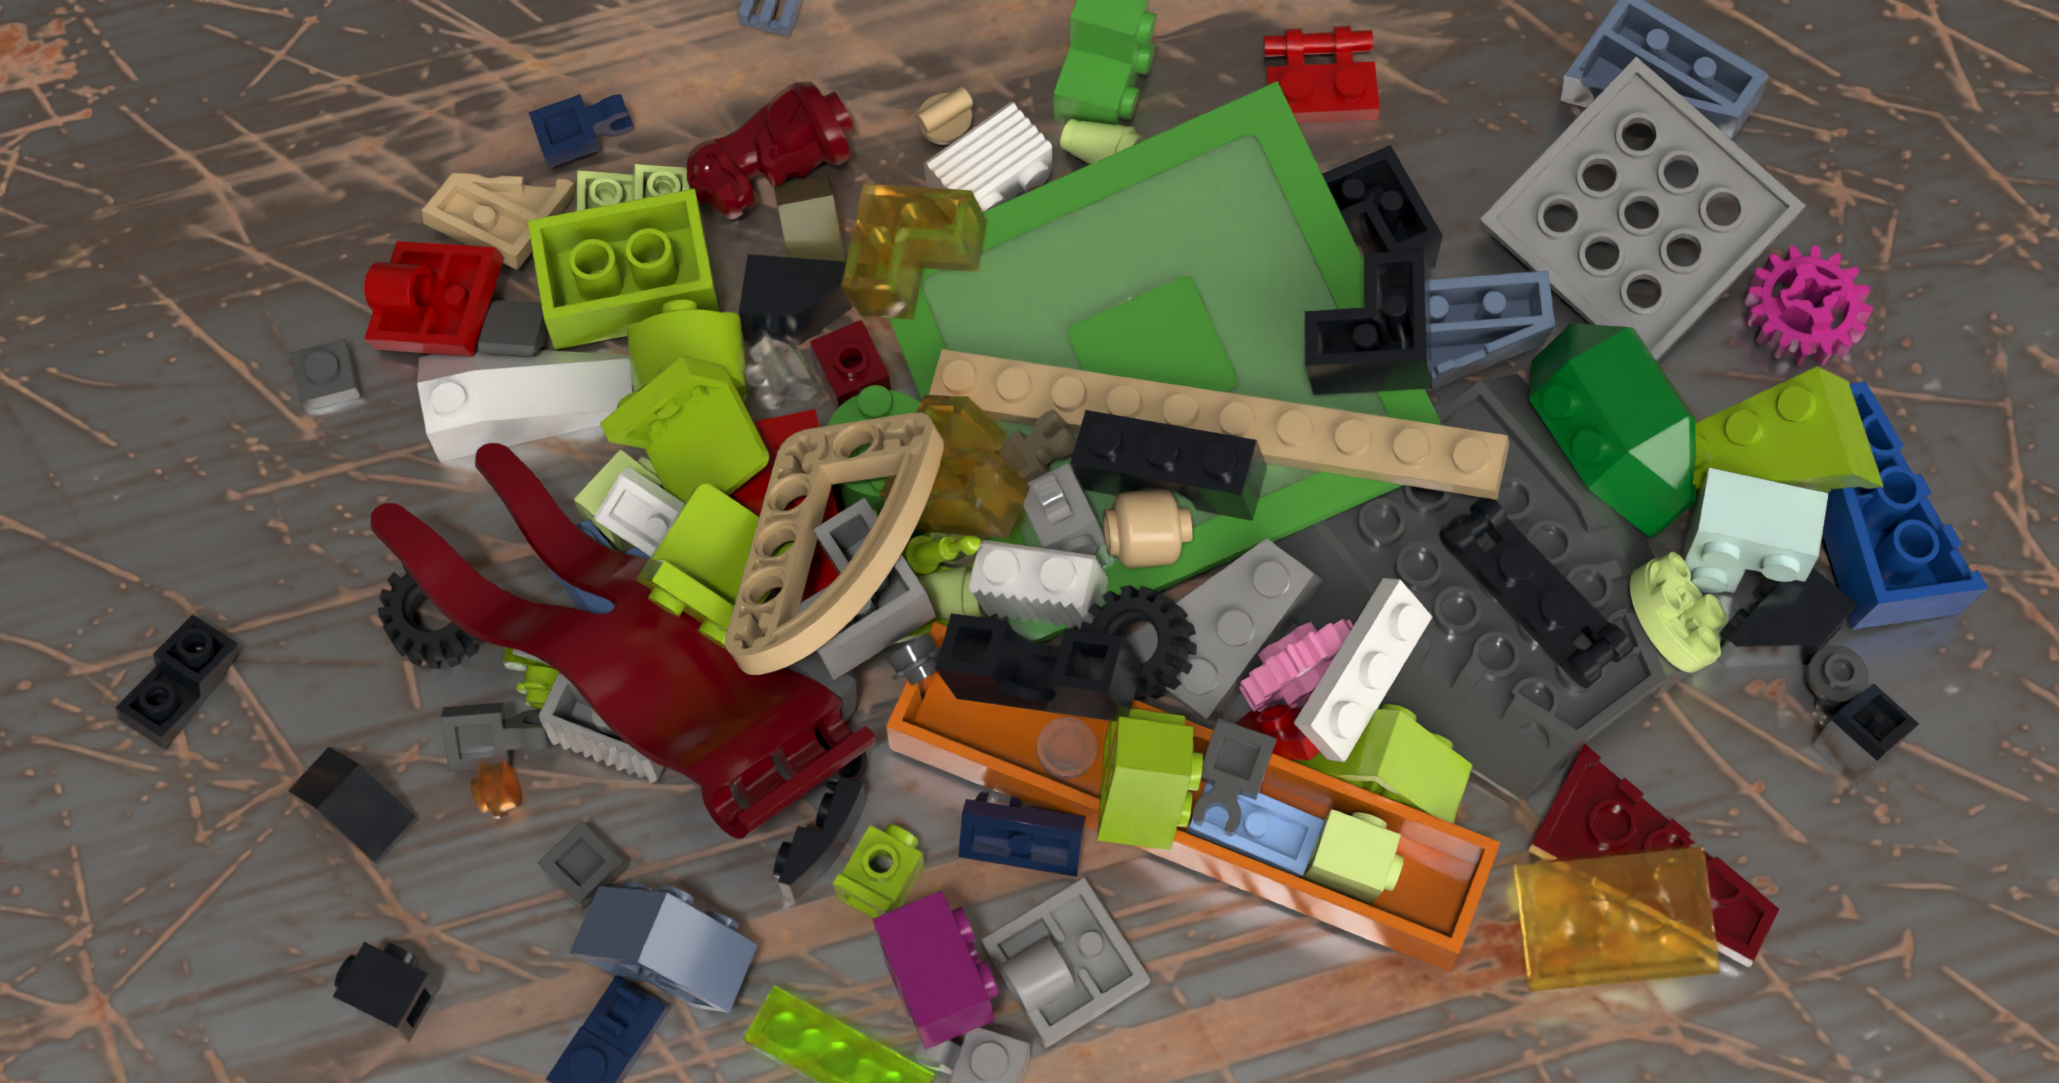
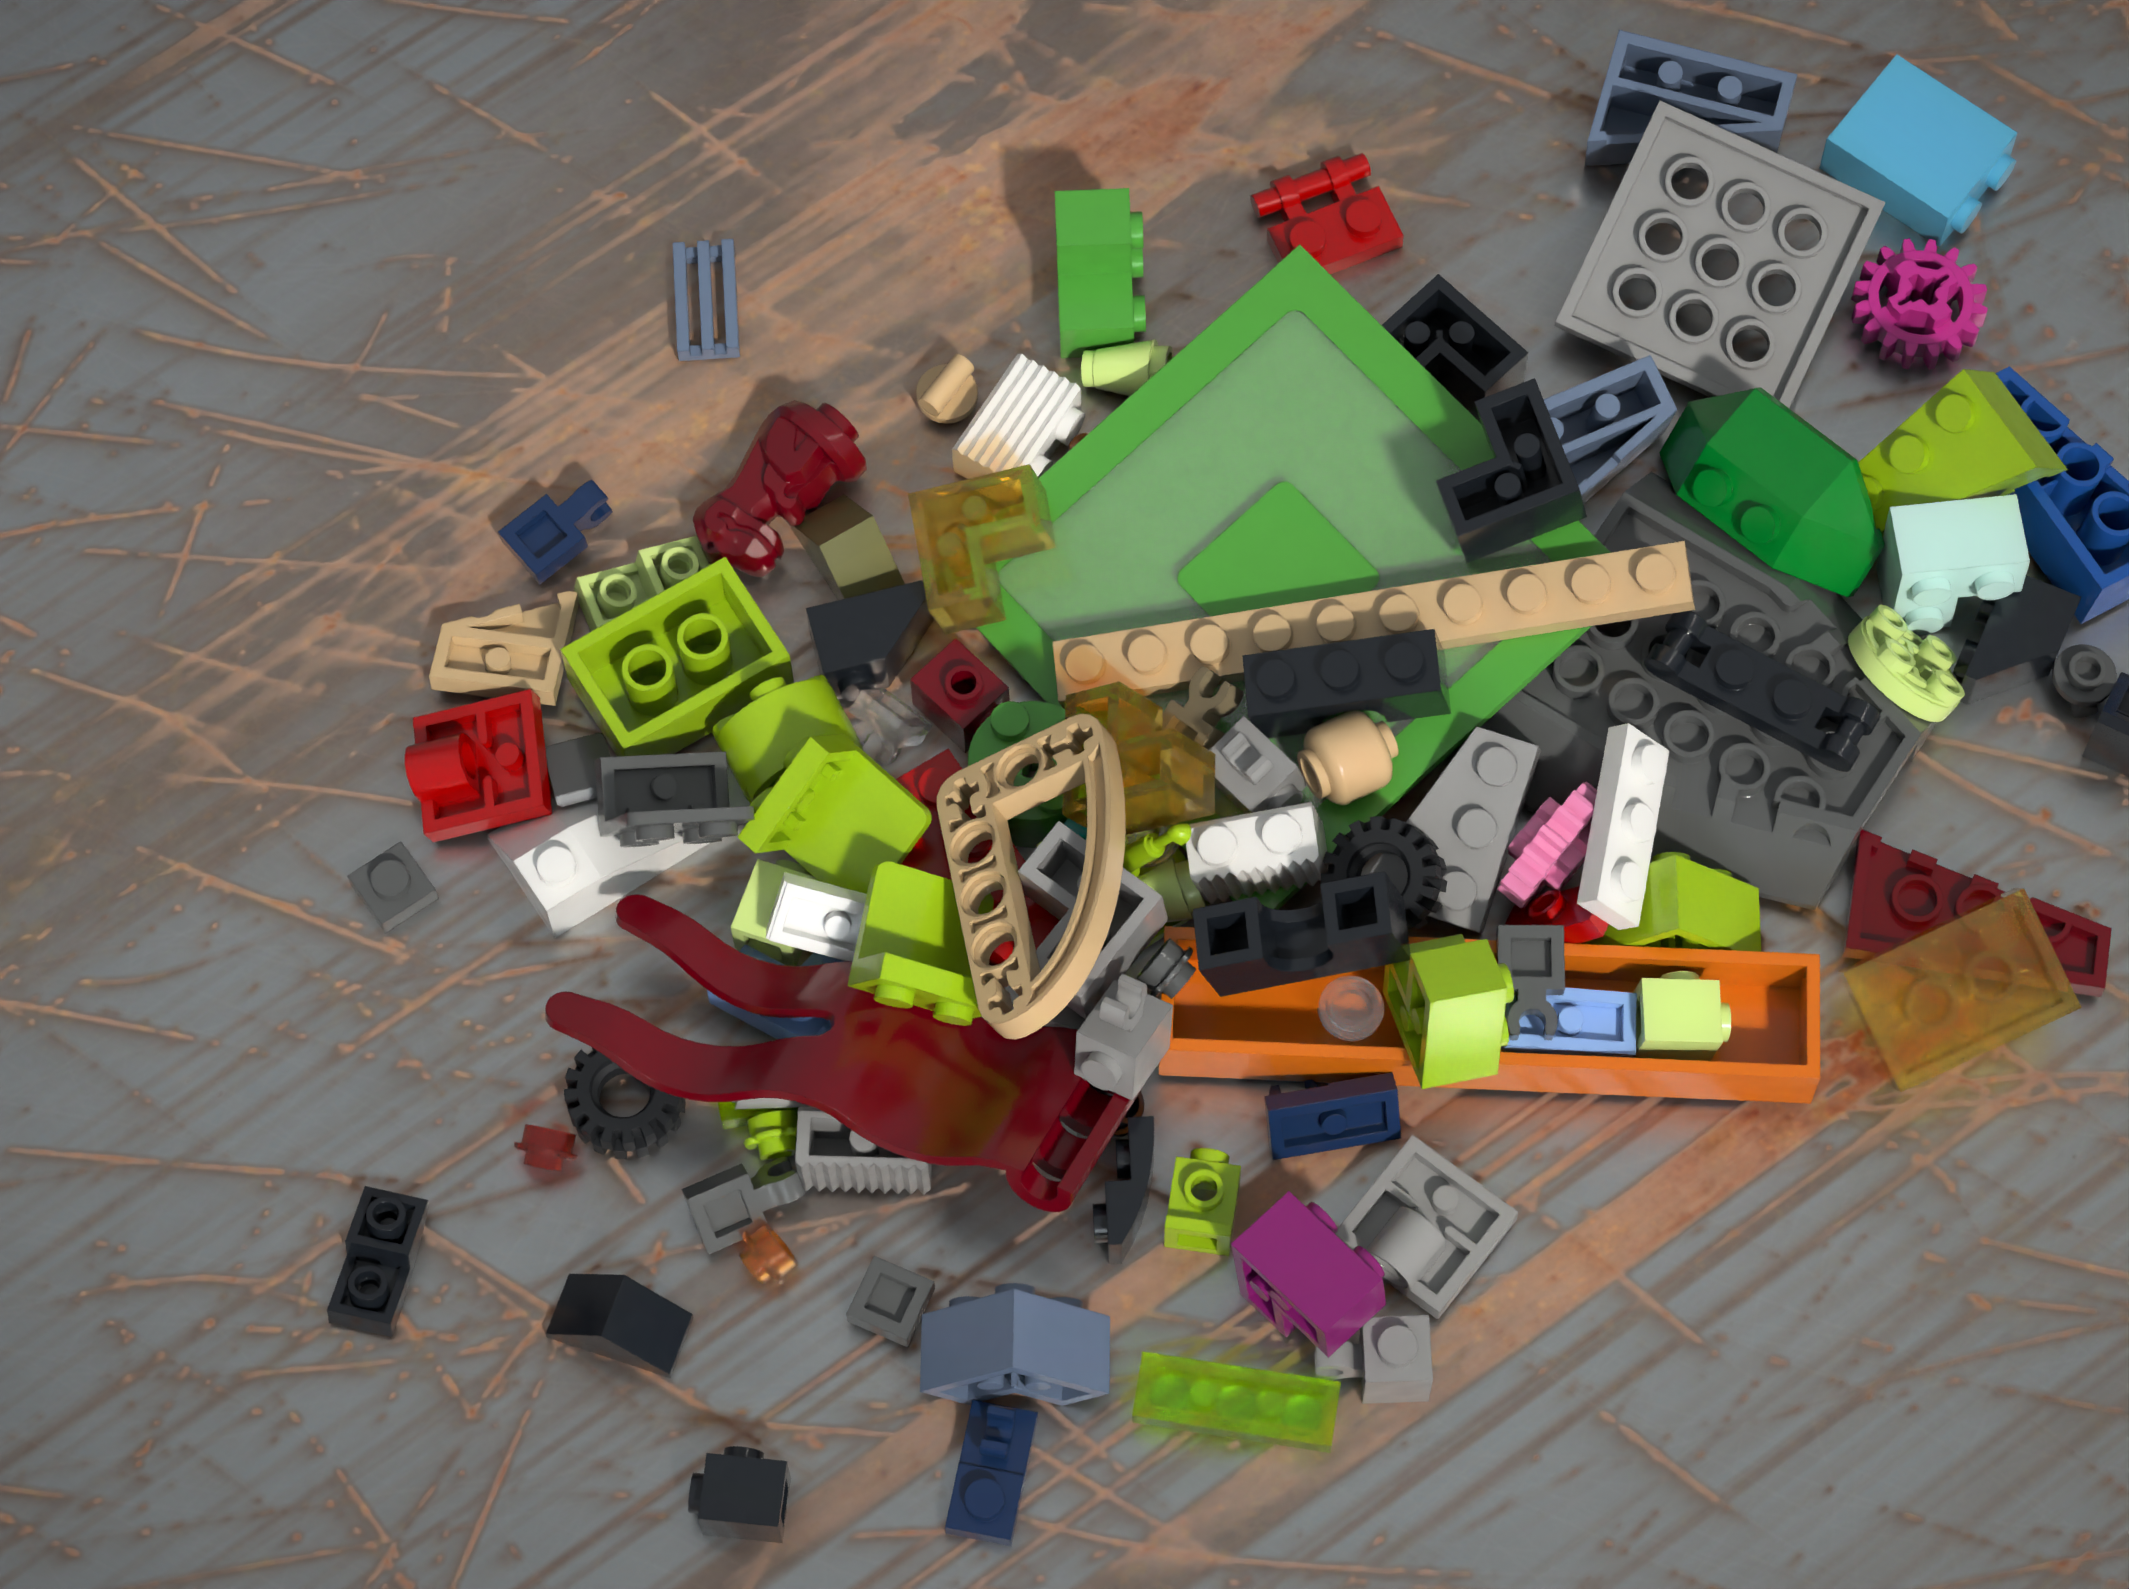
camera: 20 degrees left, 0 degrees up
(353, 633) = (546, 1147): none -> clear red plate
(562, 370) = (666, 794): none -> dark grey bracket
(851, 706) = (1123, 1038): none -> light grey brick
(1857, 176) = (1920, 151): none -> medium azure brick

